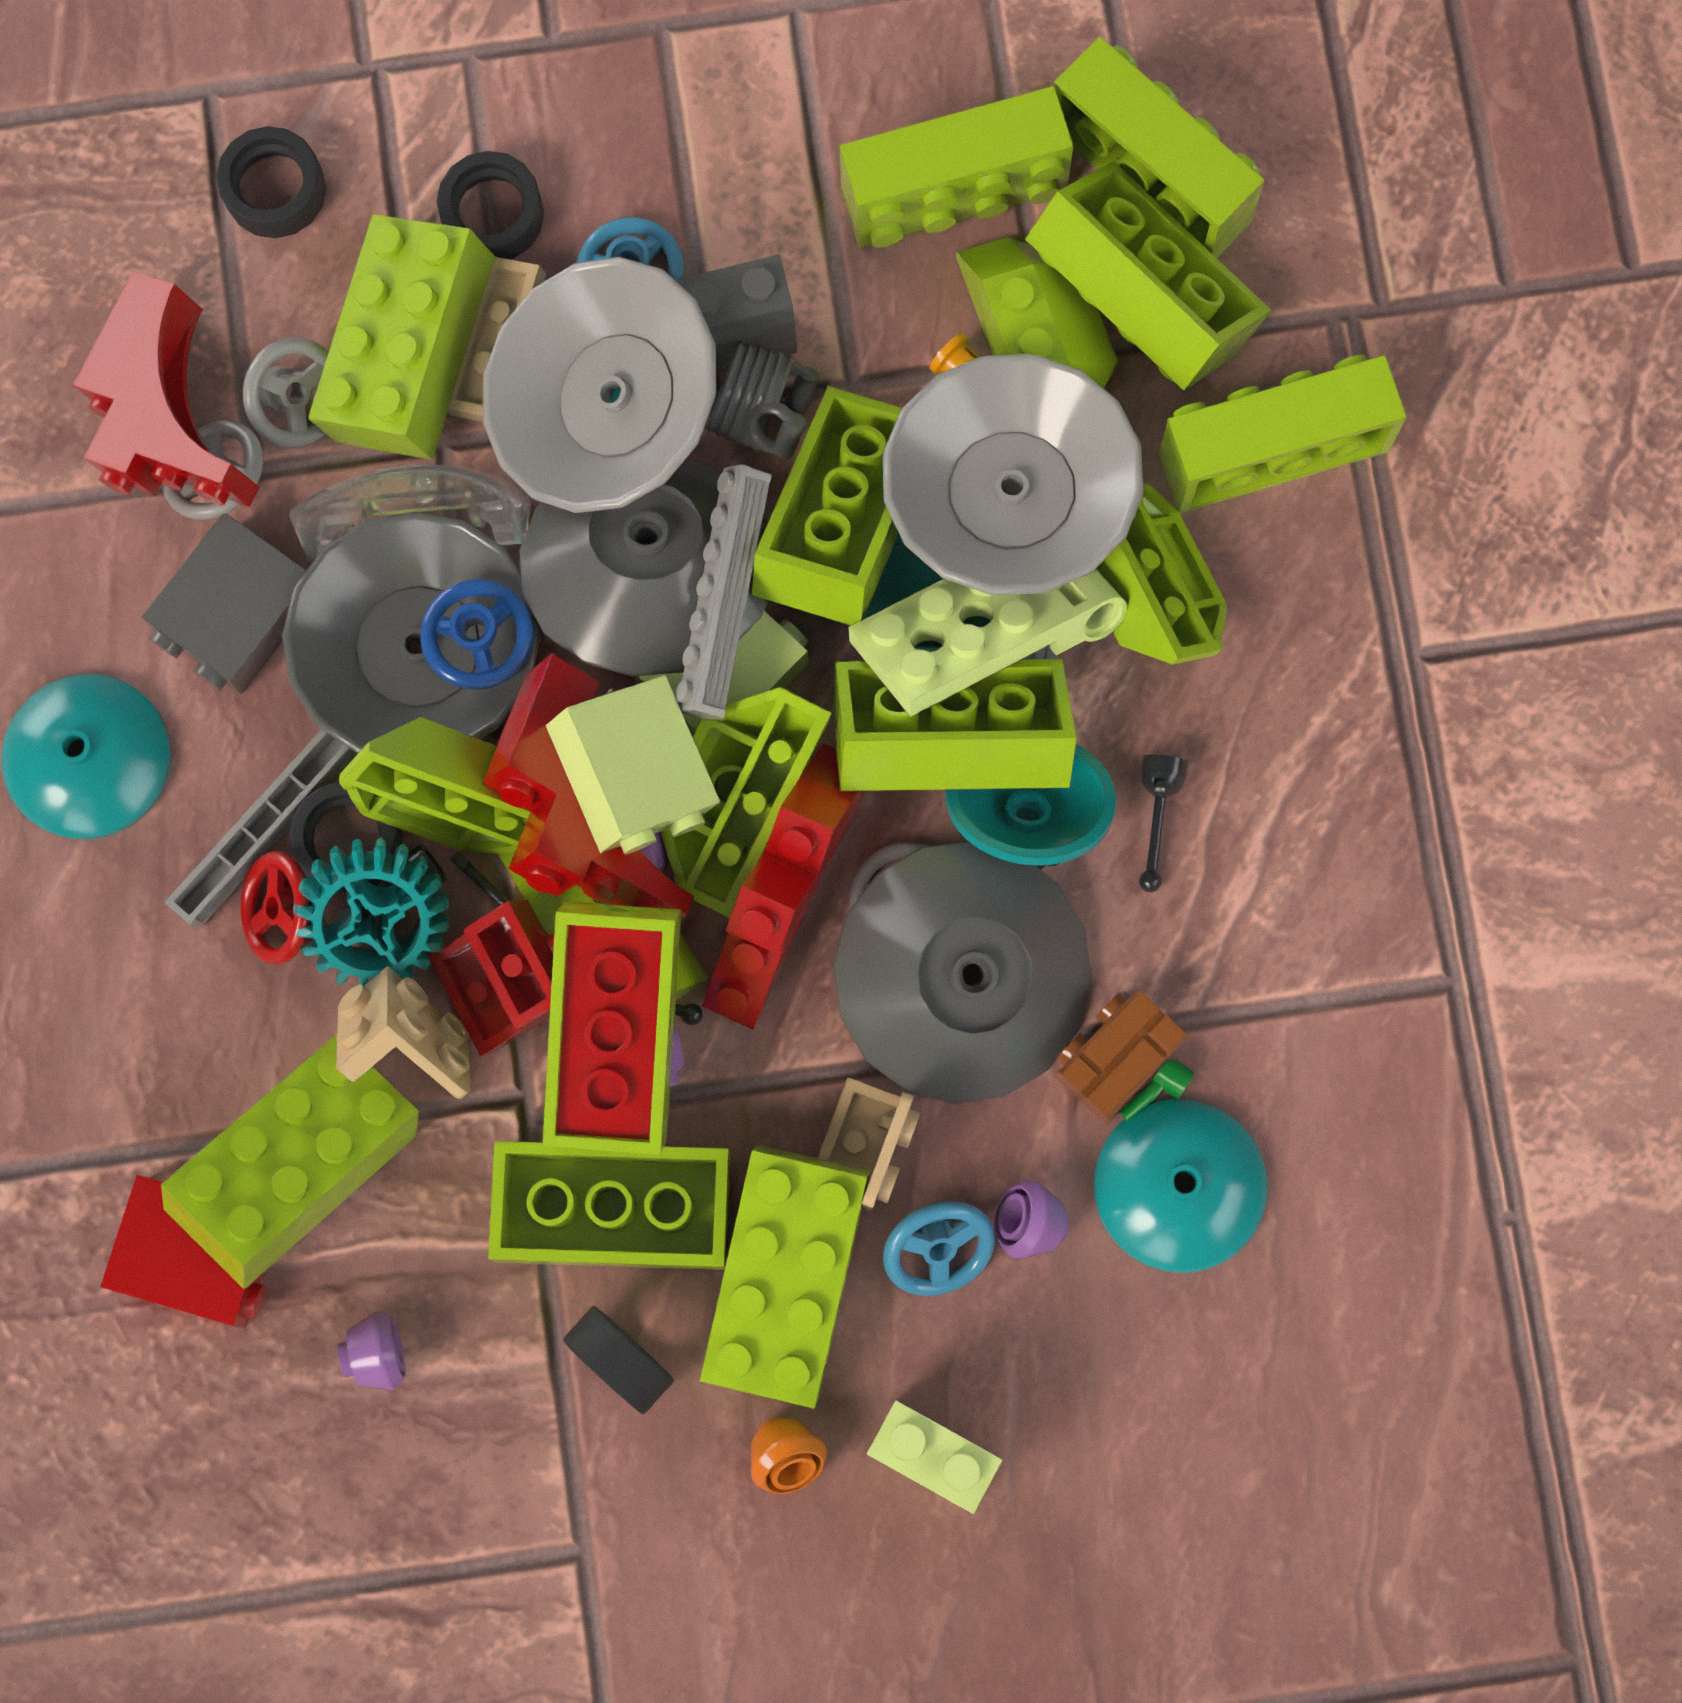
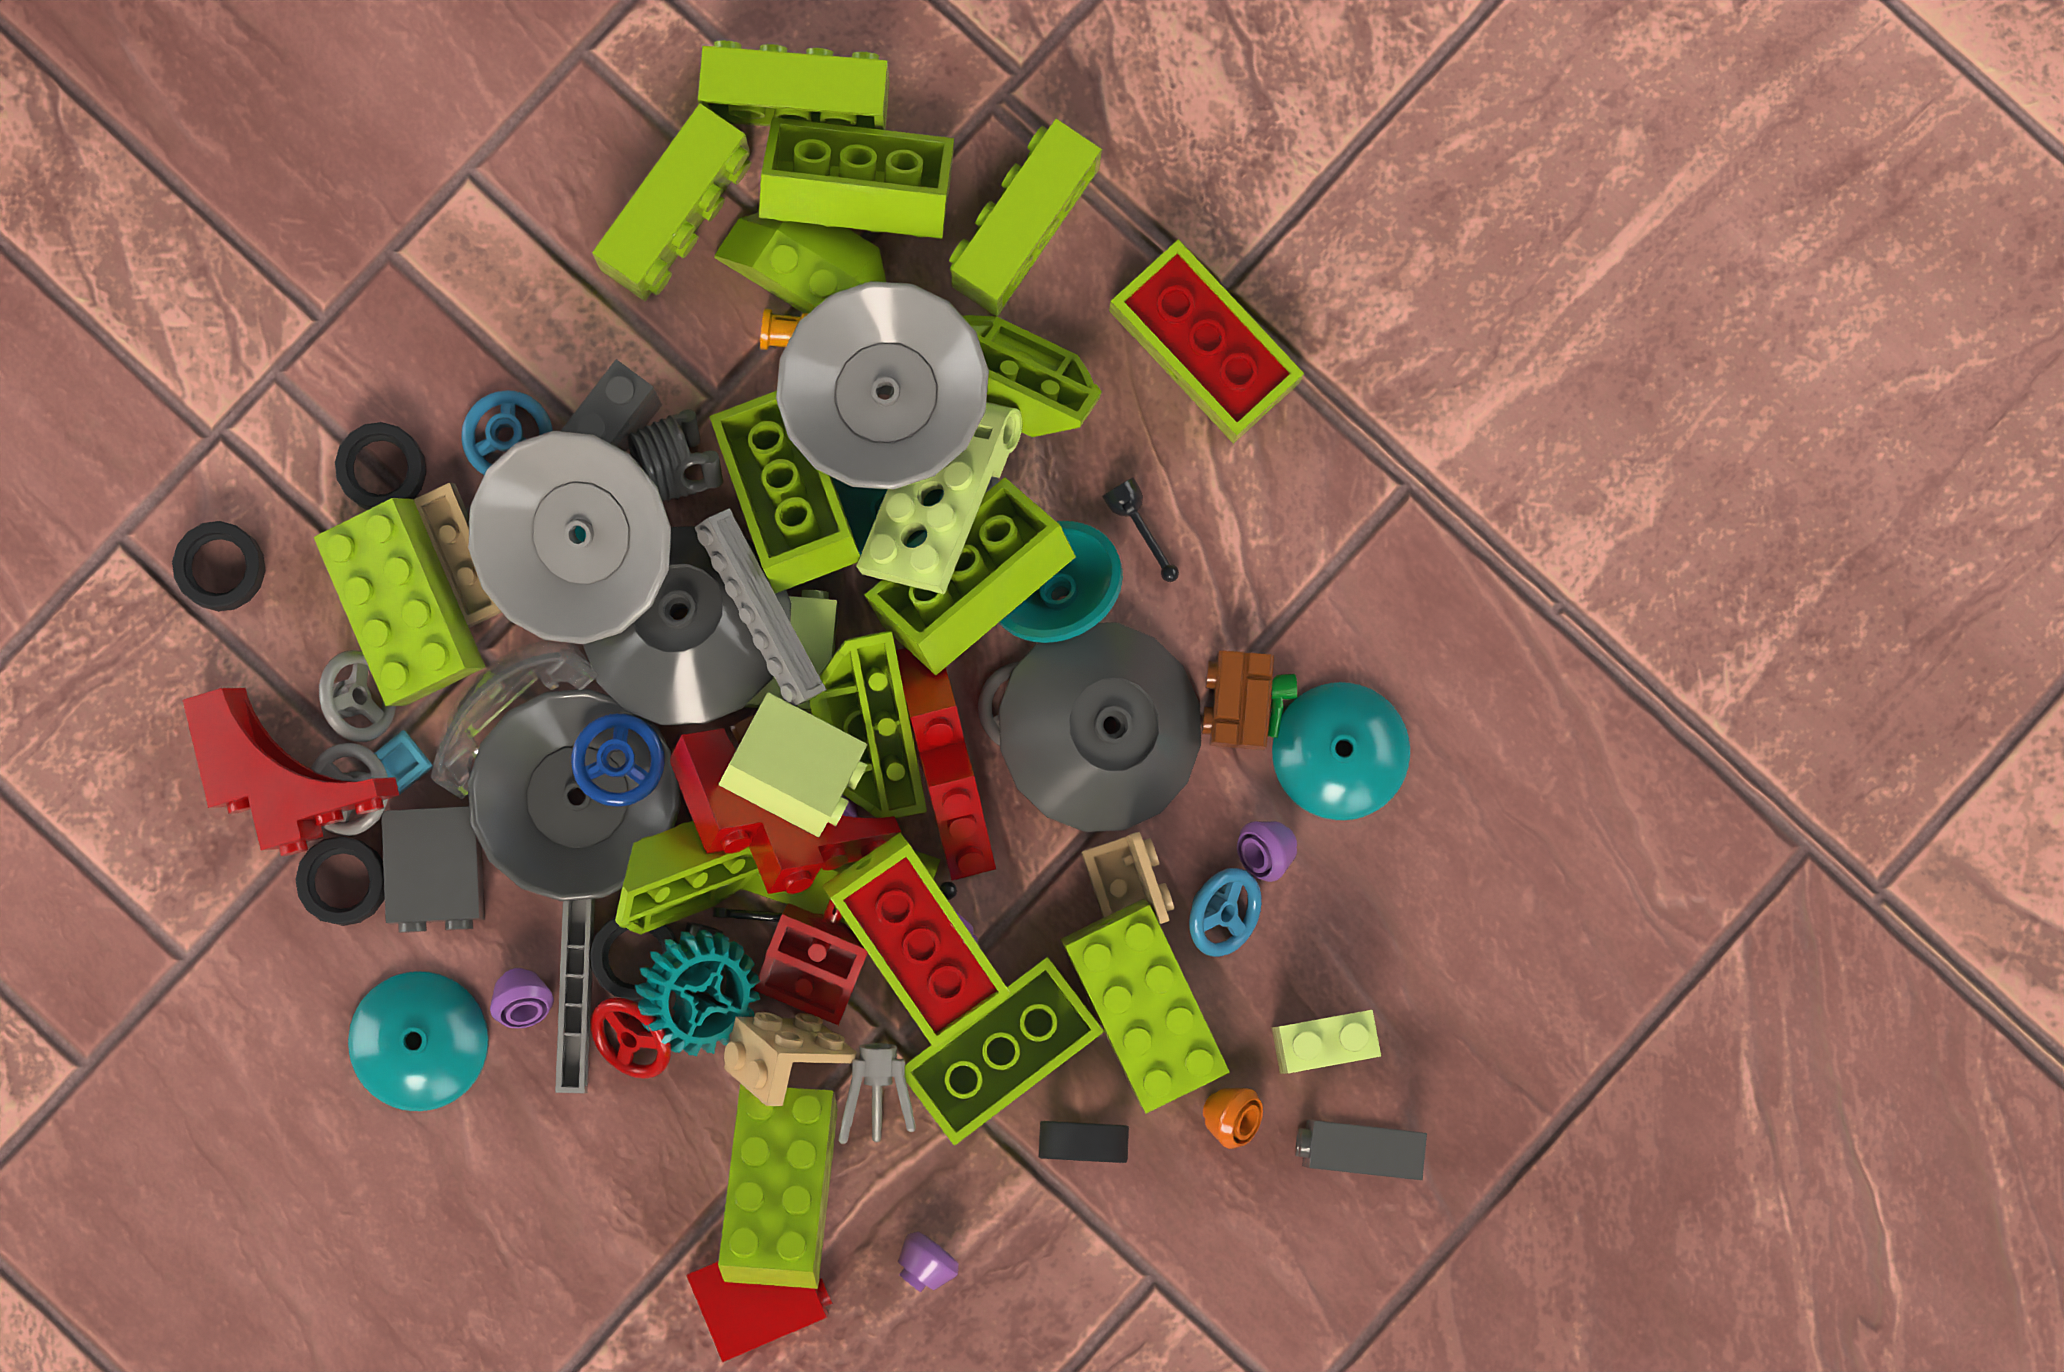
camera: 50 degrees left, 5 degrees up
(114, 519) = (306, 881): none -> black tyre
(206, 790) = (520, 999): none -> medium lavender cone
(284, 486) = (404, 760): none -> medium azure tile
(479, 1124) = (877, 1065): none -> light grey plant
(884, 1594) = (1362, 1149): none -> dark grey window
(1362, 685) = (1205, 341): none -> red brick

